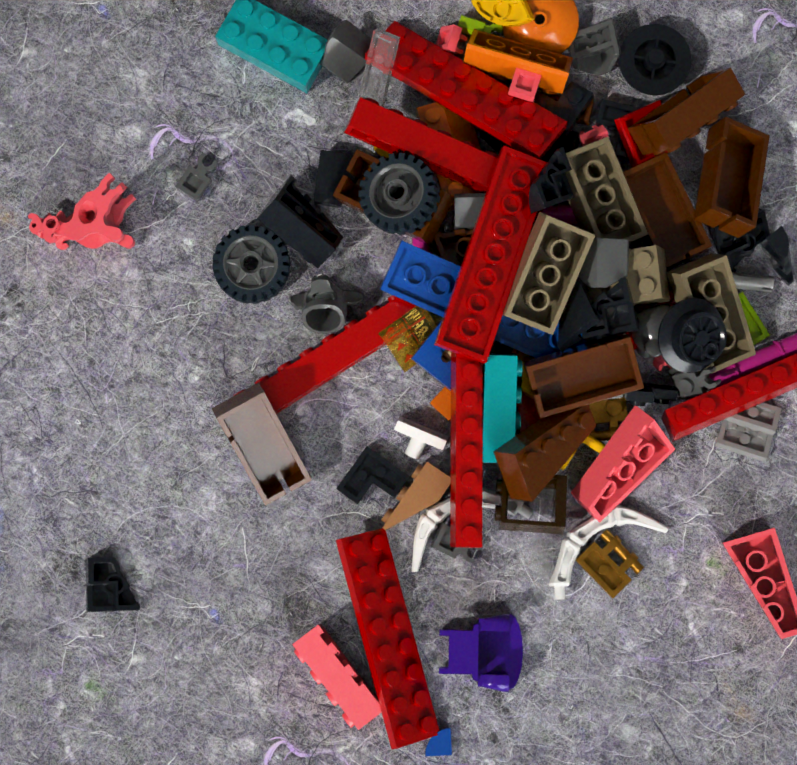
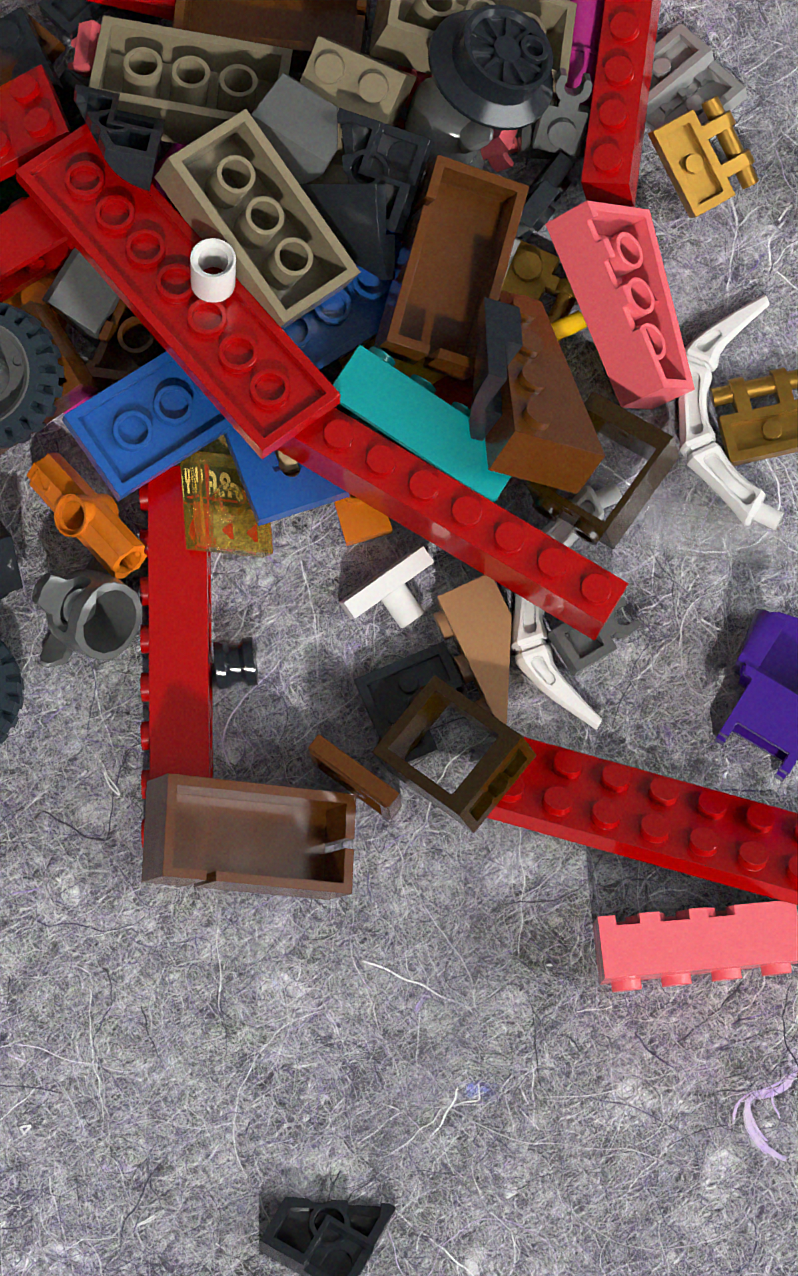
camera: 55 degrees left, 5 degrees down
(319, 474) = (354, 777): none -> reddish brown tile
(342, 387) = (235, 663): none -> black wheel
(354, 537) = (486, 781): none -> dark brown window
(368, 276) = (86, 515): none -> orange piece
(515, 261) = (209, 254): none -> white beam
(552, 420) = (497, 344): none -> black slope
(711, 456) = (693, 163): none -> plate

